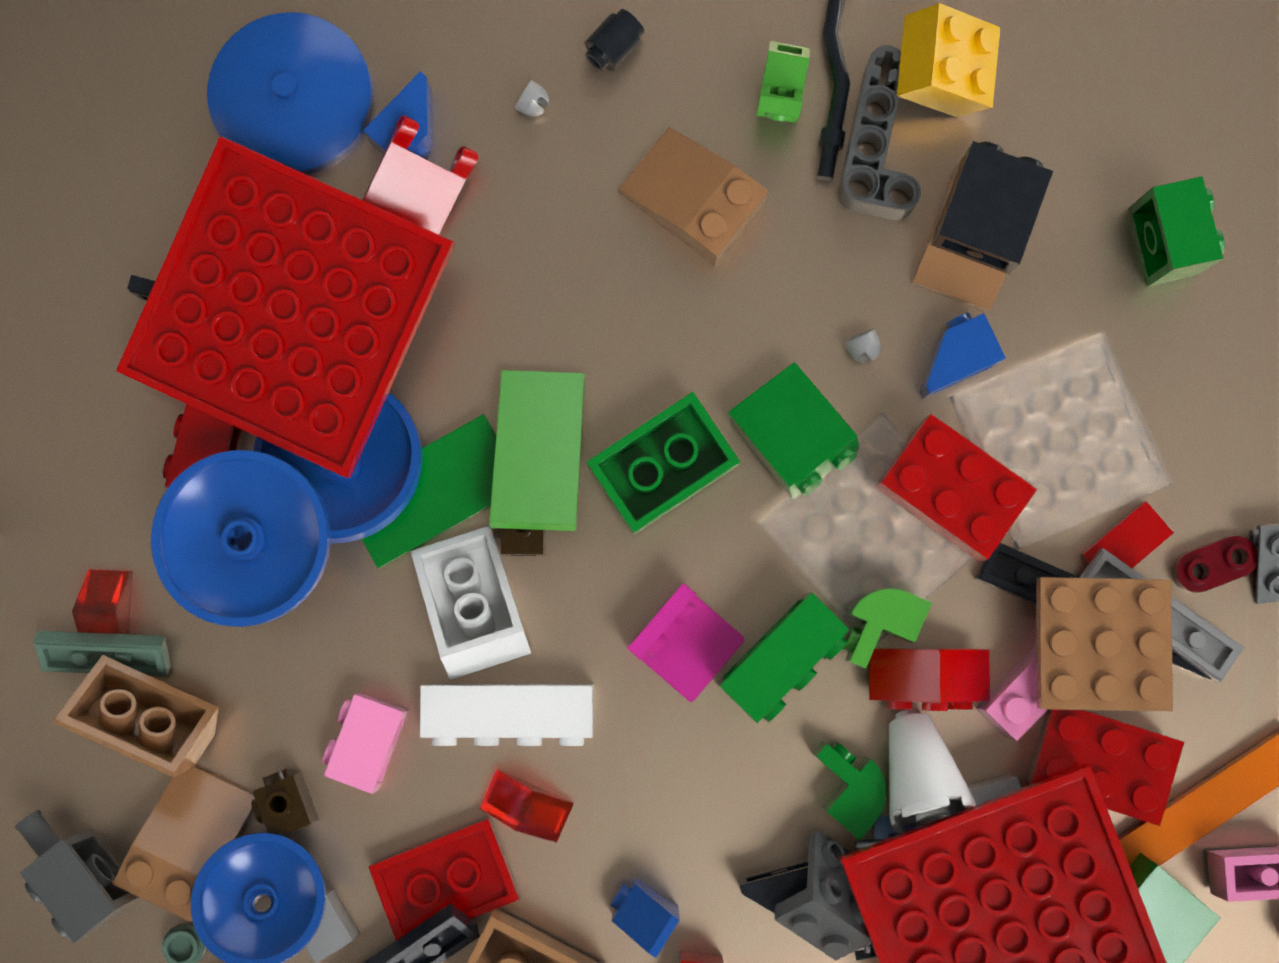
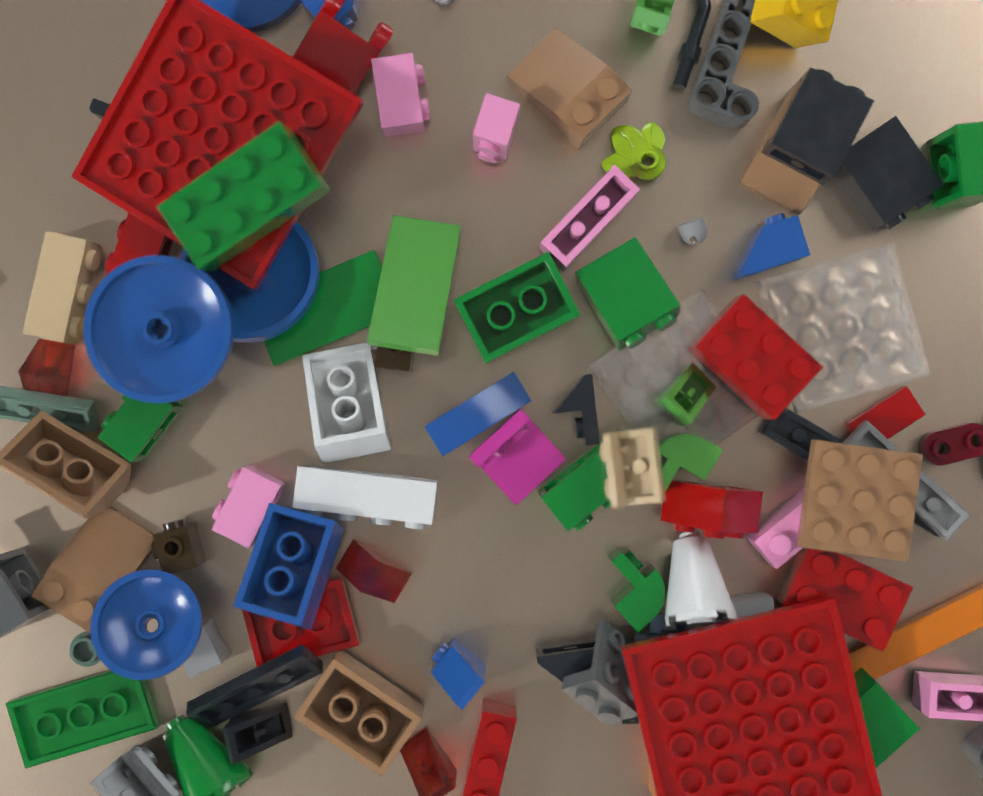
camera: 10 degrees right, 5 degrees up
(113, 504) = (61, 288): none -> tan brick
(220, 660) = (137, 427): none -> green brick
(326, 372) = (244, 198): none -> green brick
(424, 809) = (289, 566): none -> blue brick
(493, 228) = (398, 94): none -> bright pink brick
(612, 255) = (495, 128): none -> bright pink brick
(631, 596) = (477, 414): none -> blue slope
(736, 346) = (589, 217): none -> bright pink brick
(756, 564) = (582, 399): none -> black slope
(778, 259) = (635, 146): none -> lime plate
(824, 635) = (633, 467): none -> tan bracket
(879, 543) = (685, 395): none -> bright green slope
(1085, 253) = (887, 175): none -> black brick

